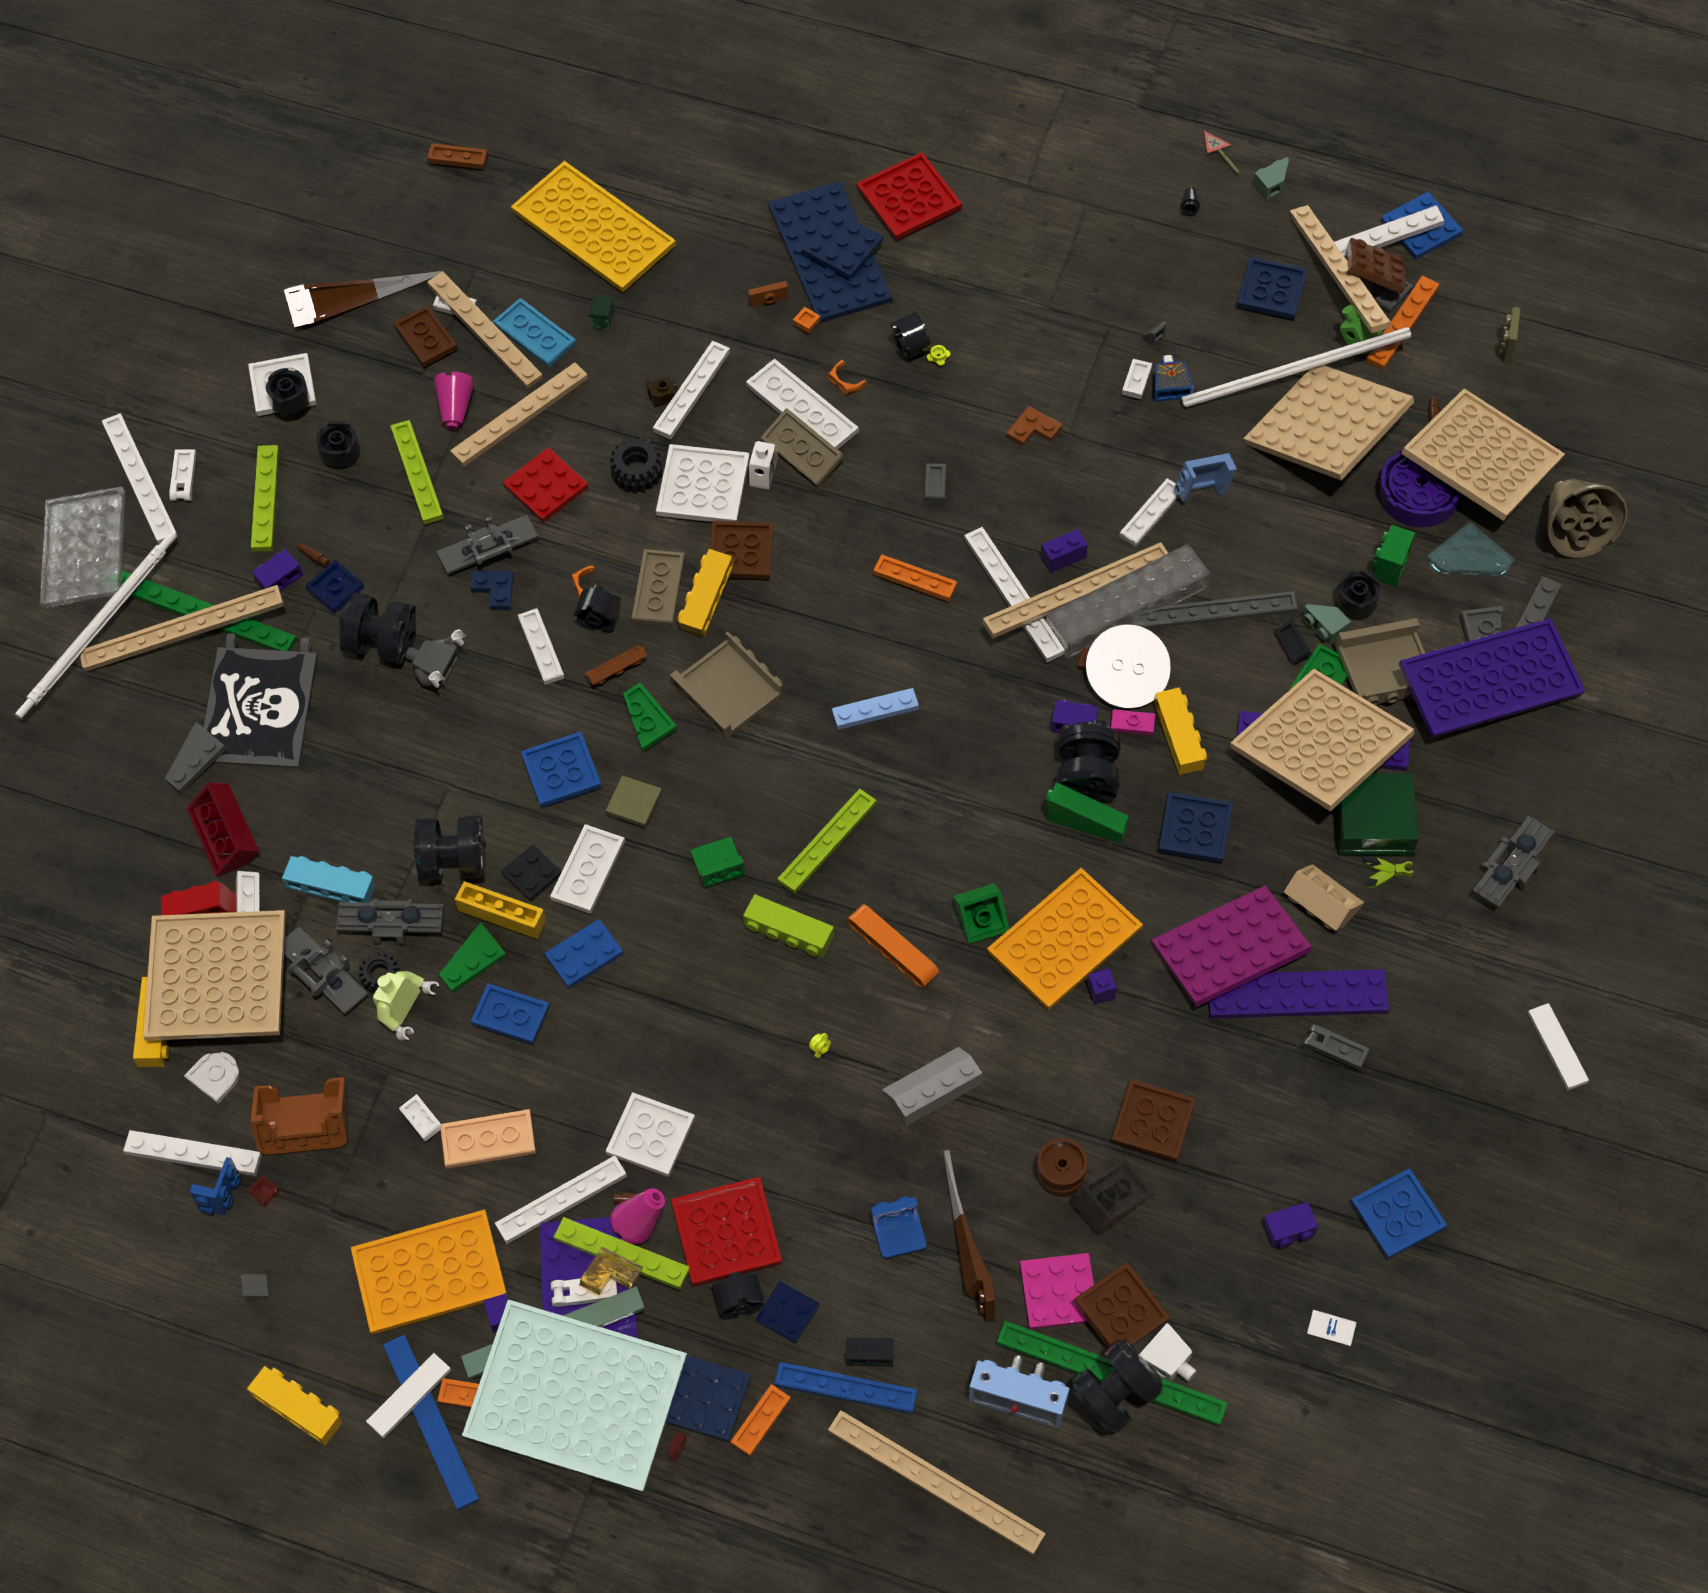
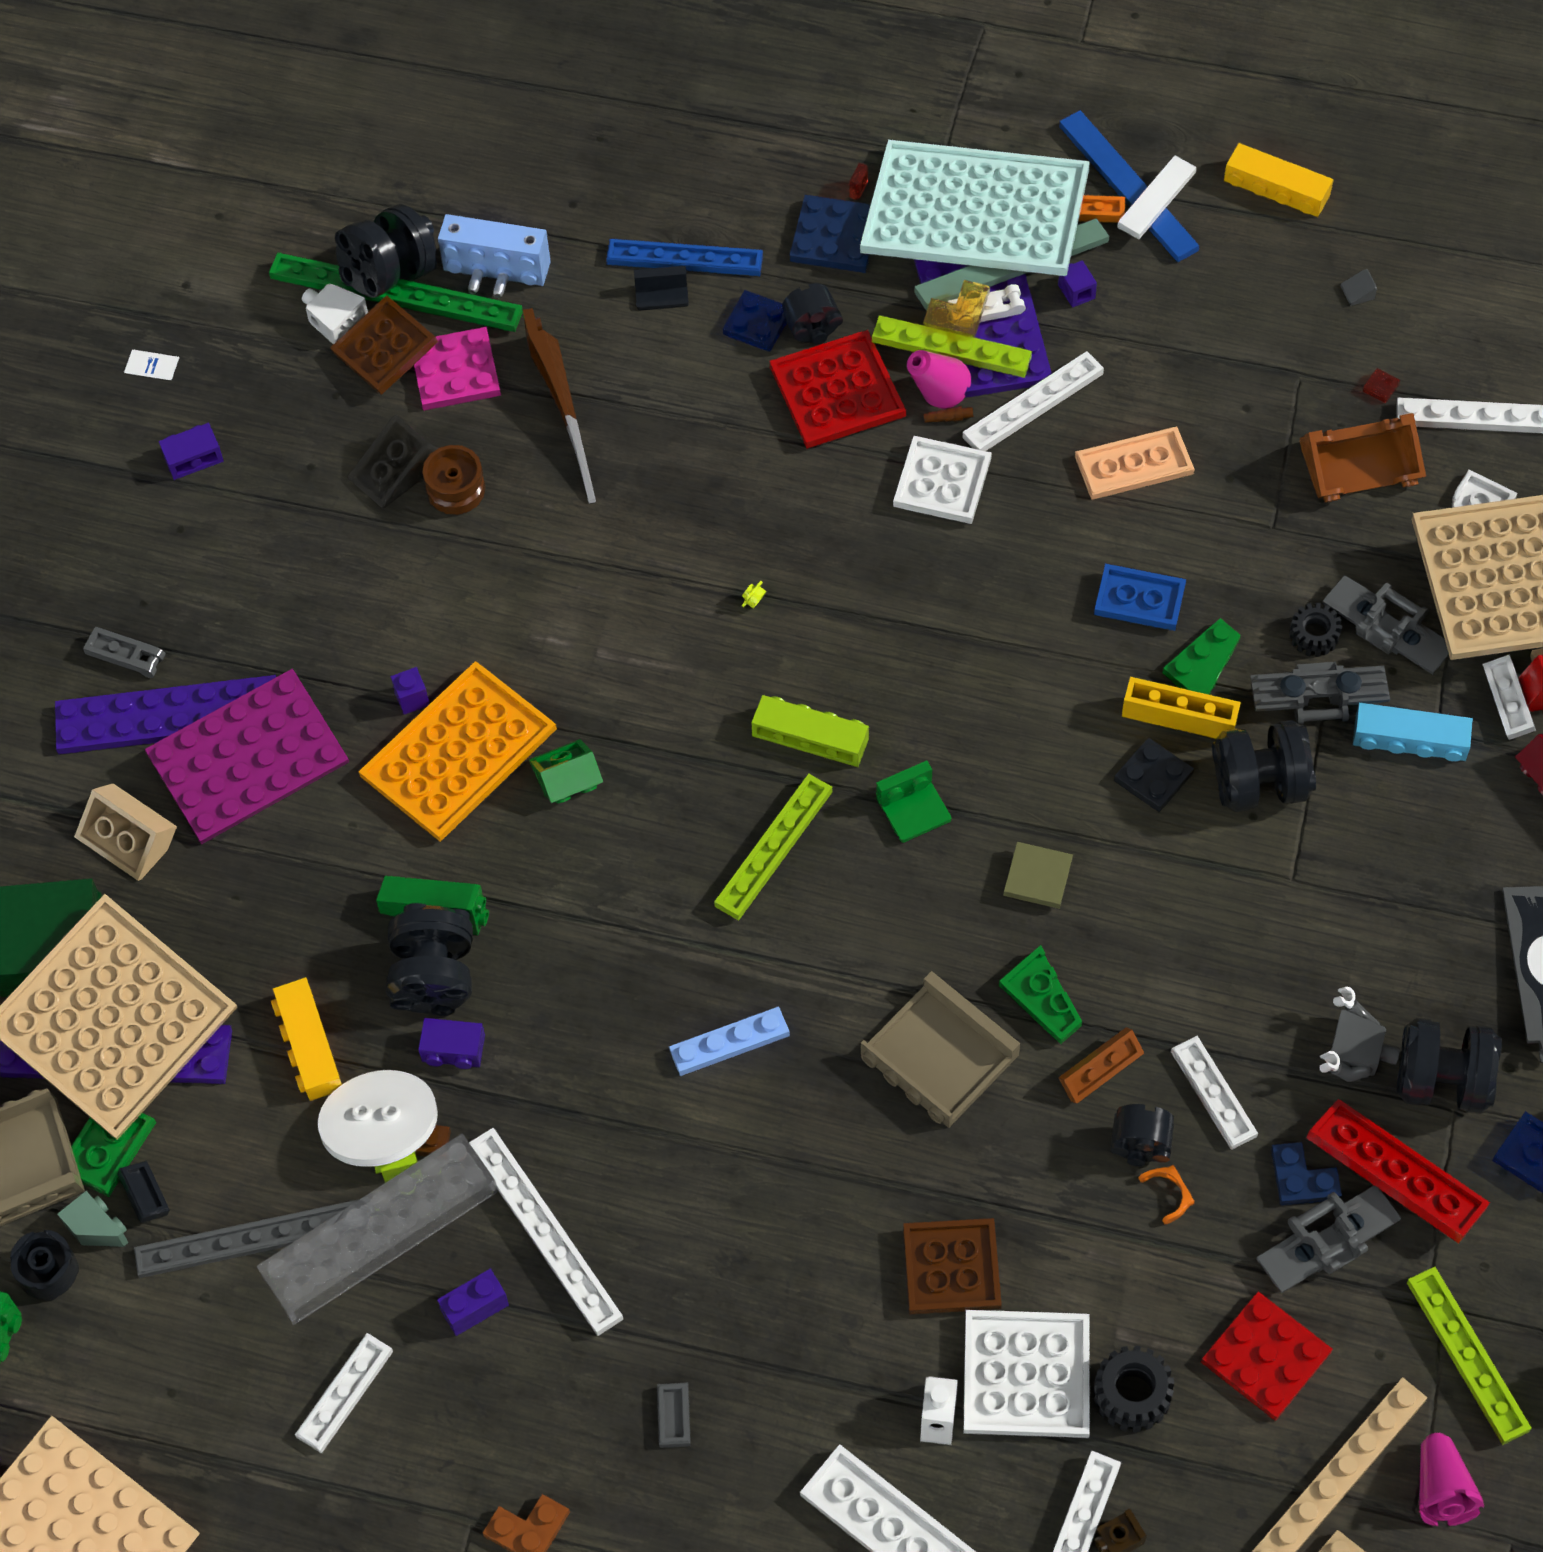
camera: 175 degrees right, 0 degrees up
(219, 1198) = (1434, 354): blue bracket -> none
(396, 997) = (1282, 596): yellowish green torso -> none
(421, 1117) = (1218, 472): white plate -> none
(428, 1272) = (1167, 318): light orange plate -> none
(430, 578) = (1398, 1170): none -> red plate
(561, 769) = (1145, 910): blue plate -> none
(583, 954) = (1064, 680): blue plate -> none
(587, 869) = (1081, 782): white plate -> none
(658, 587) = (1064, 1200): dark tan tile -> none
(706, 592) = (990, 1177): yellow brick -> none
(760, 1420) = (772, 215): orange plate -> none
(803, 447) = (883, 1450): dark tan tile -> none
(893, 946) = (675, 719): orange beam -> none
(898, 1227) = (640, 408): blue bracket -> none
(915, 578) = (690, 1243): orange plate -> none
(933, 1085) = (612, 562): light grey slope -> none
(937, 1483) = (581, 178): tan plate -> none
(1061, 595) = (450, 1234): tan plate -> none
(1133, 722) = (372, 1053): dark pink plate -> none
(1153, 1120) = (347, 549): reddish brown plate -> none
(1195, 827) = (288, 909): dark blue plate -> none
(1206, 472) = (262, 1437): medium blue panel -> none
(1386, 870) = (45, 874): lime piece -> none
(1398, 1213) = (65, 476): blue plate -> none

